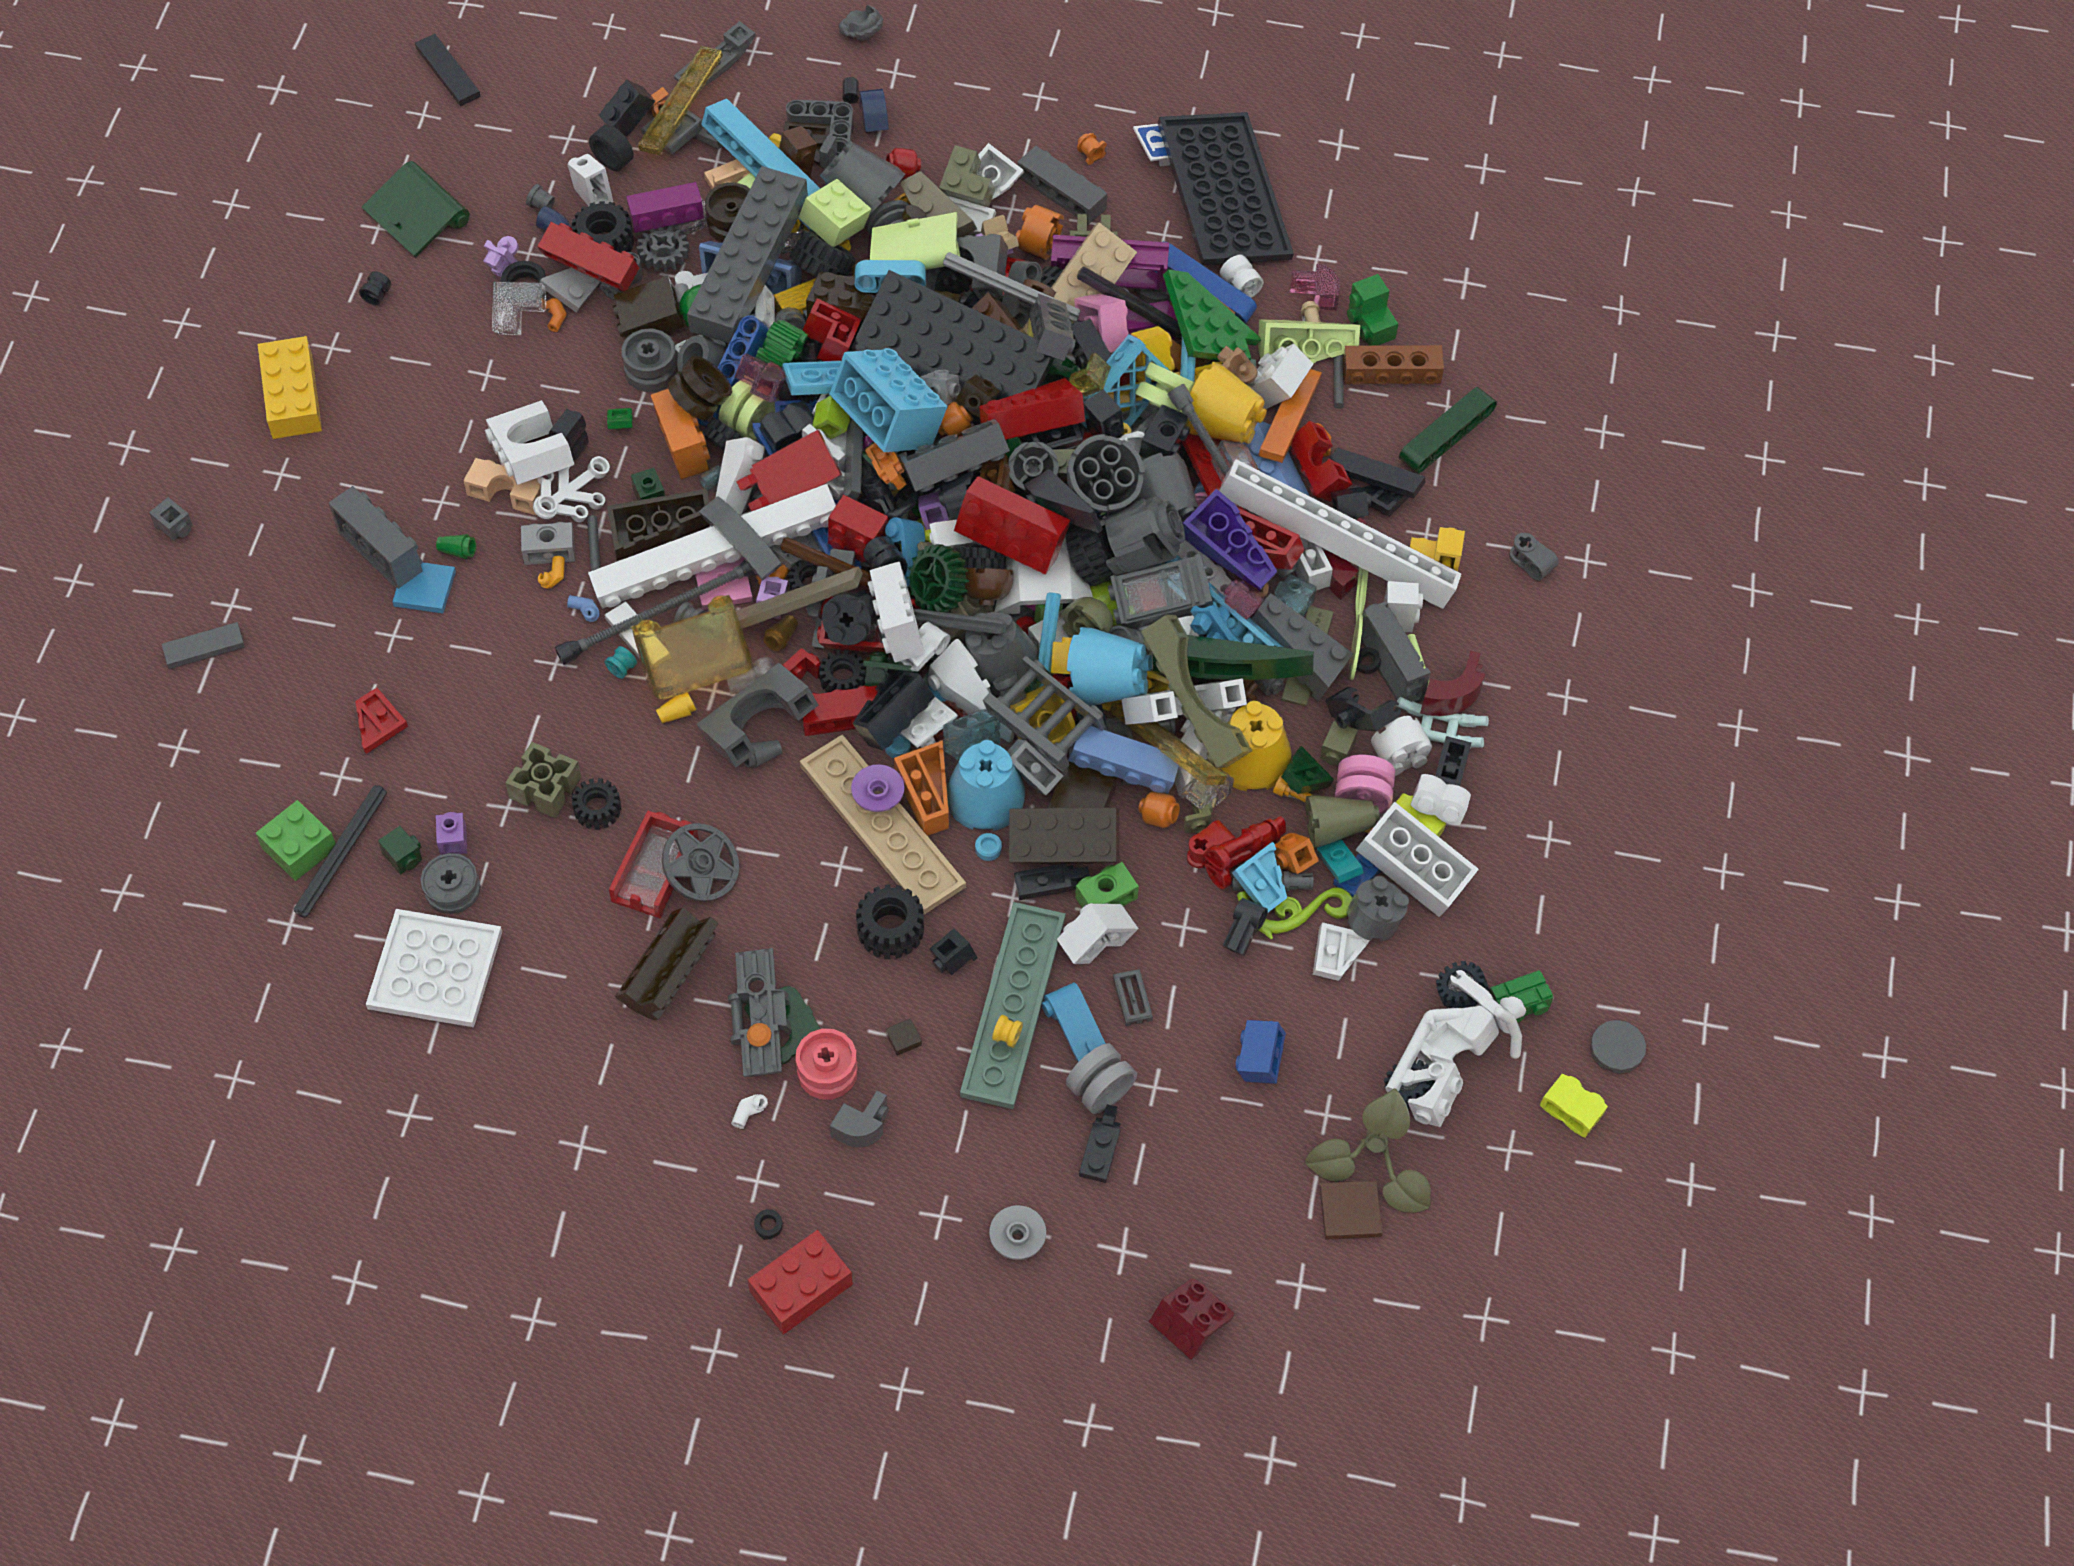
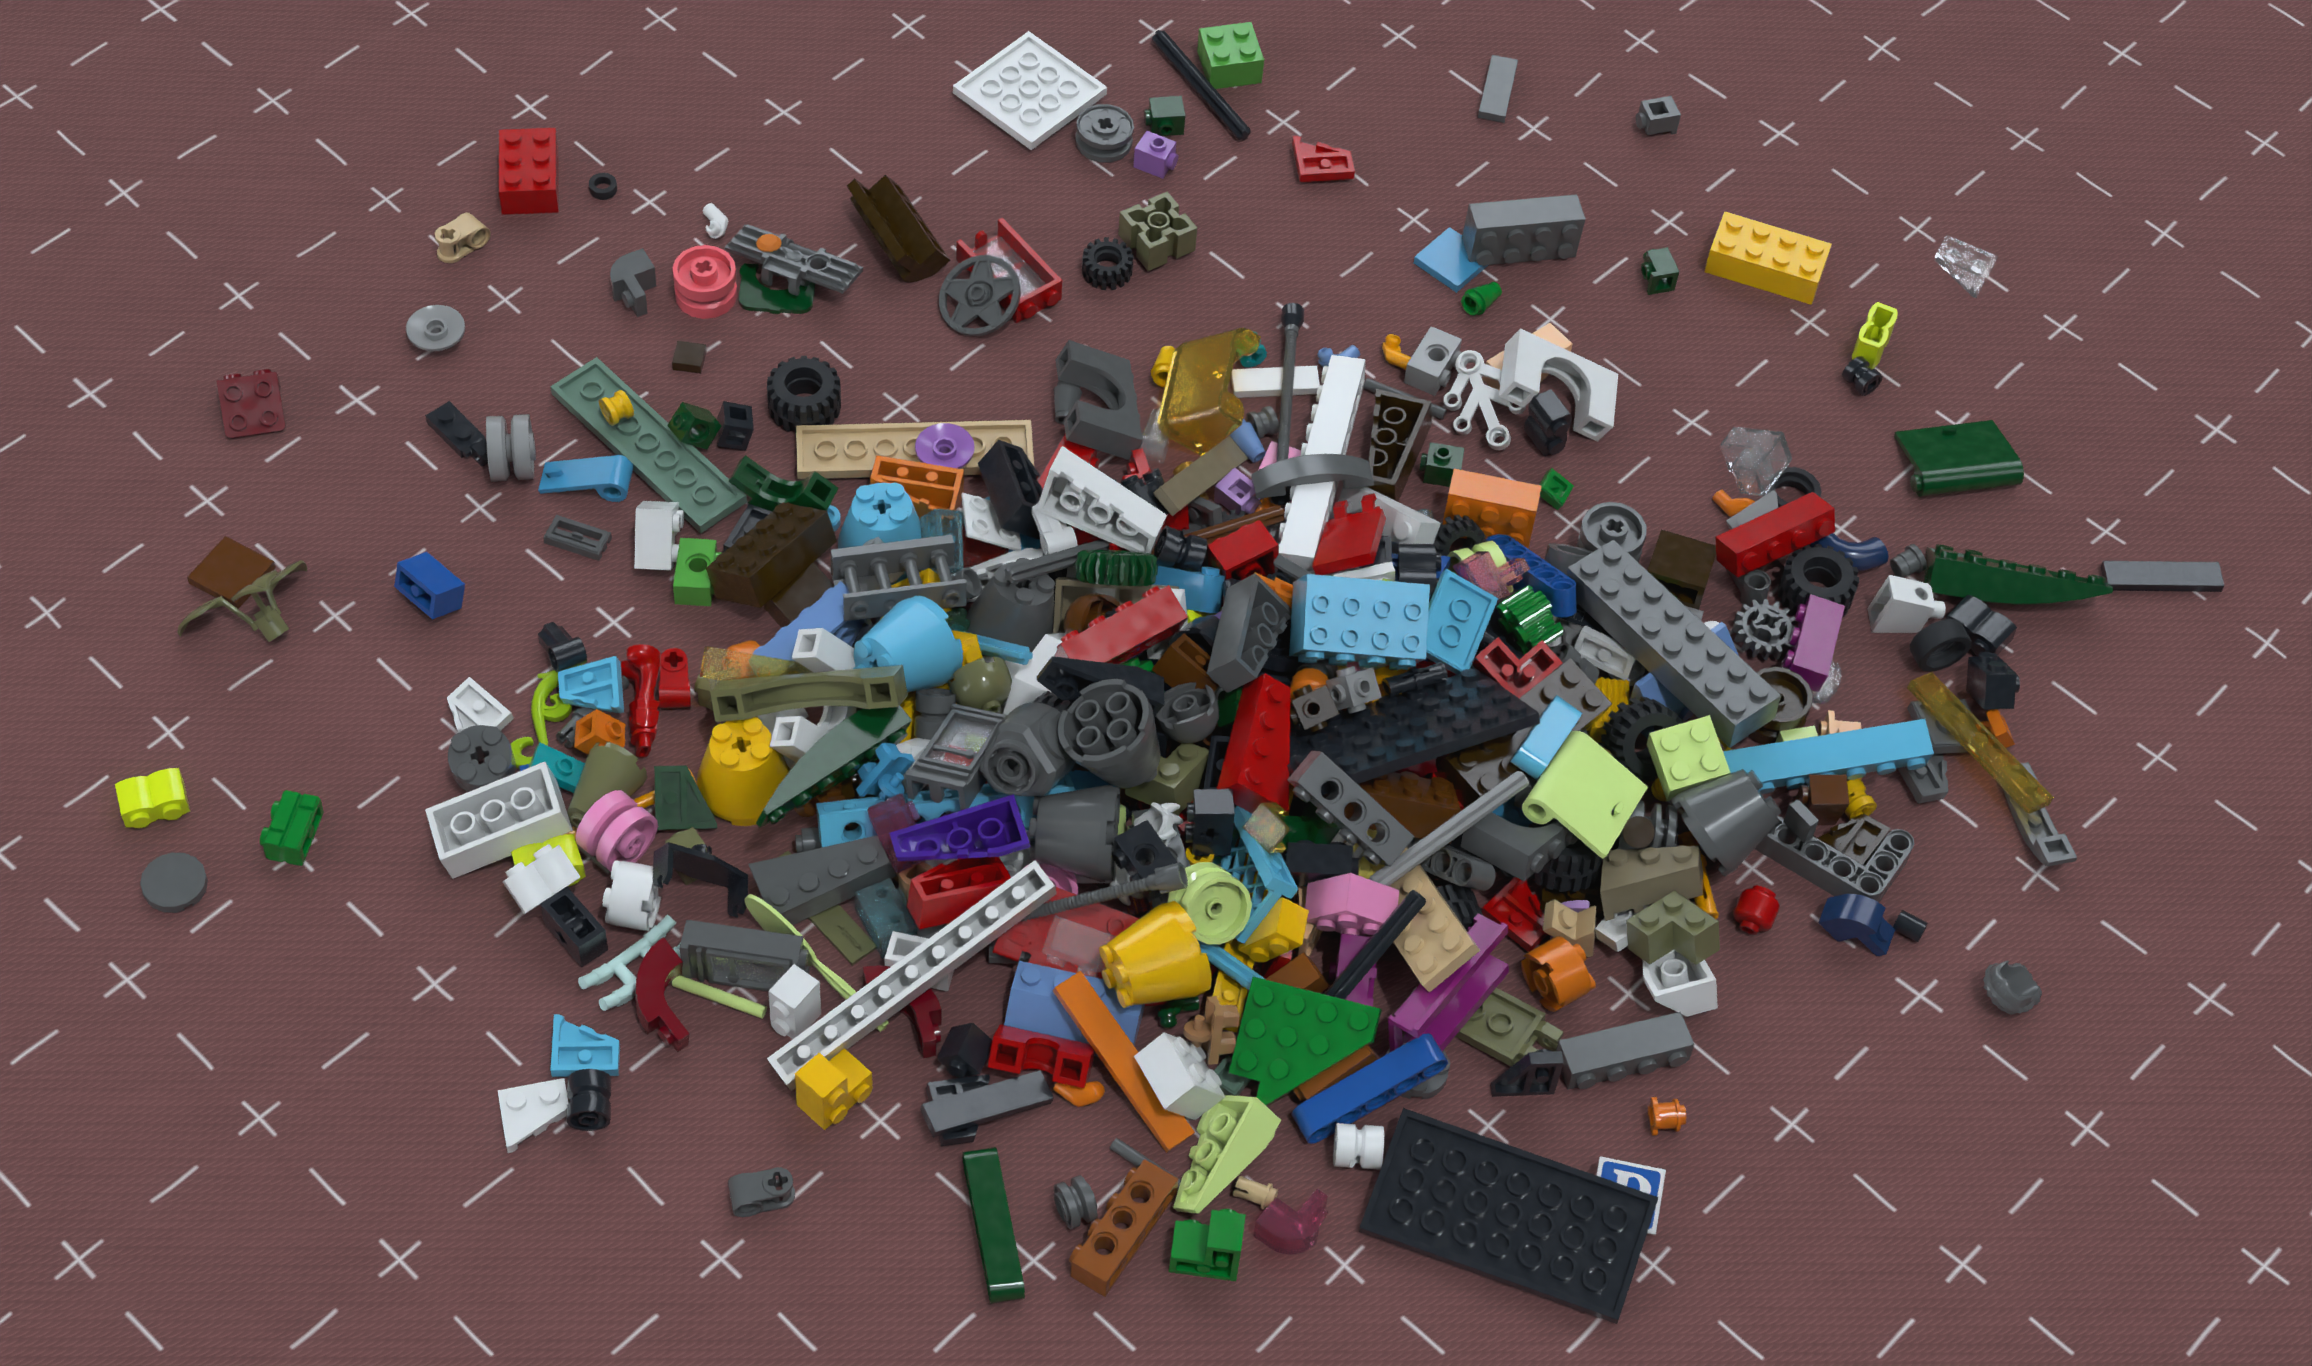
camera: 120 degrees right, 5 degrees down
(209, 273) = (1965, 263): none -> clear wing
(332, 290) = (1875, 333): none -> neon yellow brick
(349, 448) = (1659, 271): none -> dark green brick
(502, 255) = (1836, 479): lavender hips -> none
(518, 140) = (2004, 579): none -> dark green wedge
(572, 139) = (1986, 628): none -> black brick
(700, 388) = (1512, 496): dark brown wheel -> none
(904, 1285) = (461, 234): none -> tan piece
(979, 972) = (694, 425): none -> dark green brick
(993, 869) = (769, 490): none -> dark green arch
(1039, 287) = (1436, 868): reddish brown tile -> none
(1122, 212) = (1532, 1075): none -> black wing
(1400, 393) = (1075, 1202): none -> dark grey wheel
(1466, 1024) = (300, 725): white piece -> none
(1526, 714) = (582, 1048): none -> medium azure wing
(1558, 682) = (589, 1097): none -> black wheel
(1586, 719) = (531, 1109): none -> white wing

